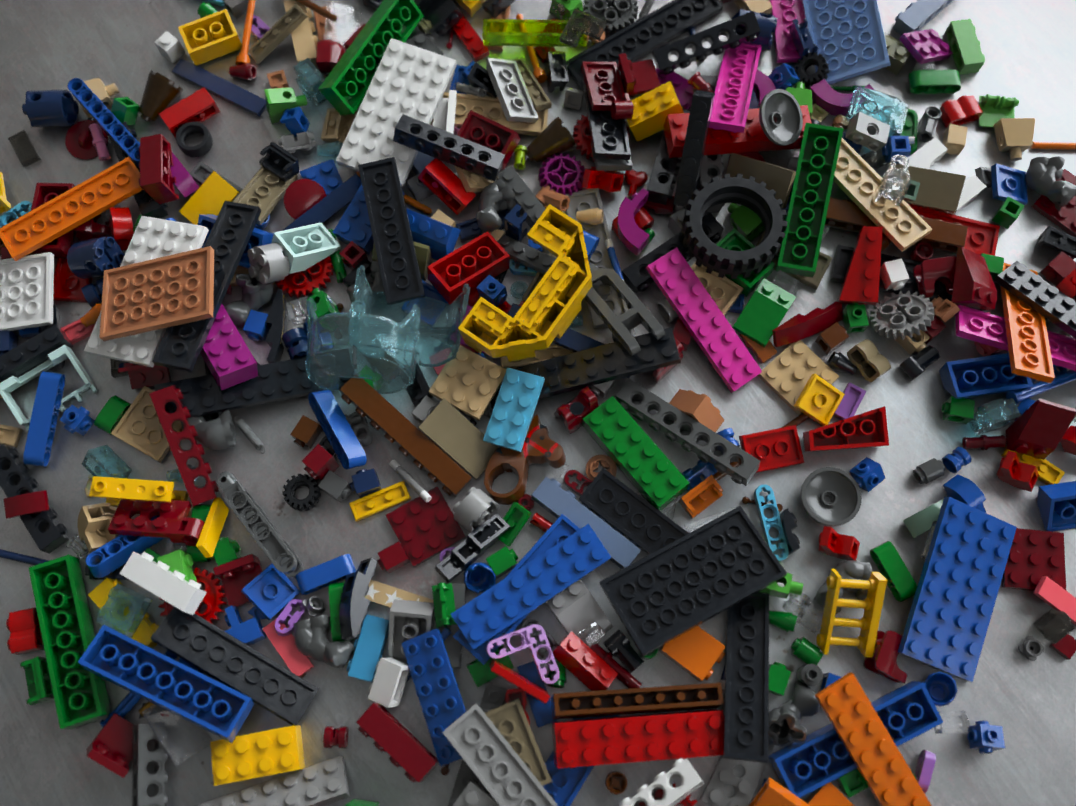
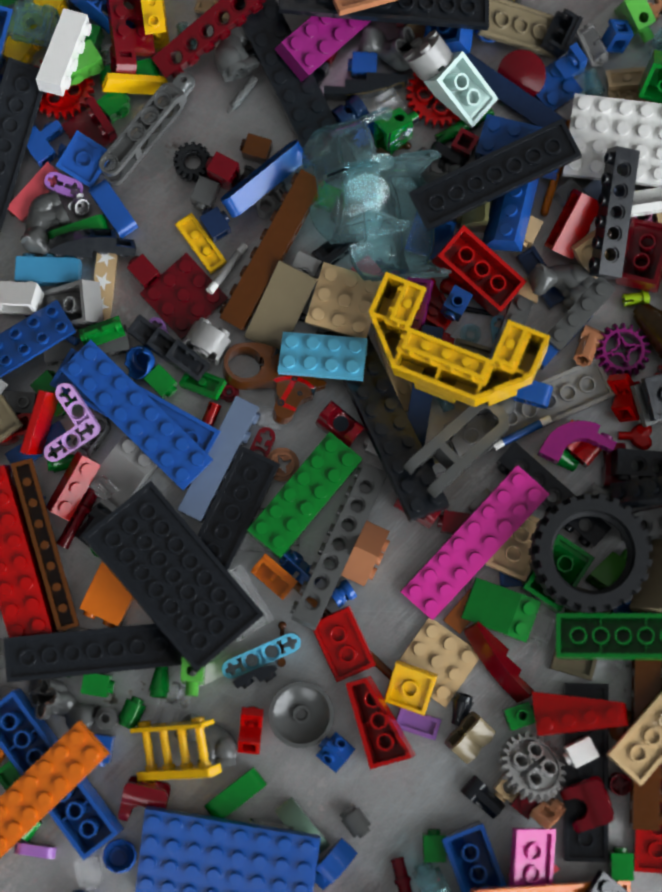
camera: 75 degrees right, 10 degrees up
(306, 156) = (573, 62): none -> blue slope
(513, 224) = (544, 308): dark blue hinge -> none
(590, 216) = (573, 393): tan cone -> none
(832, 338) = (489, 693): reddish brown brick -> none
(958, 458) = (375, 851): blue wheel -> none
(973, 282) = (589, 843): dark red slope -> none

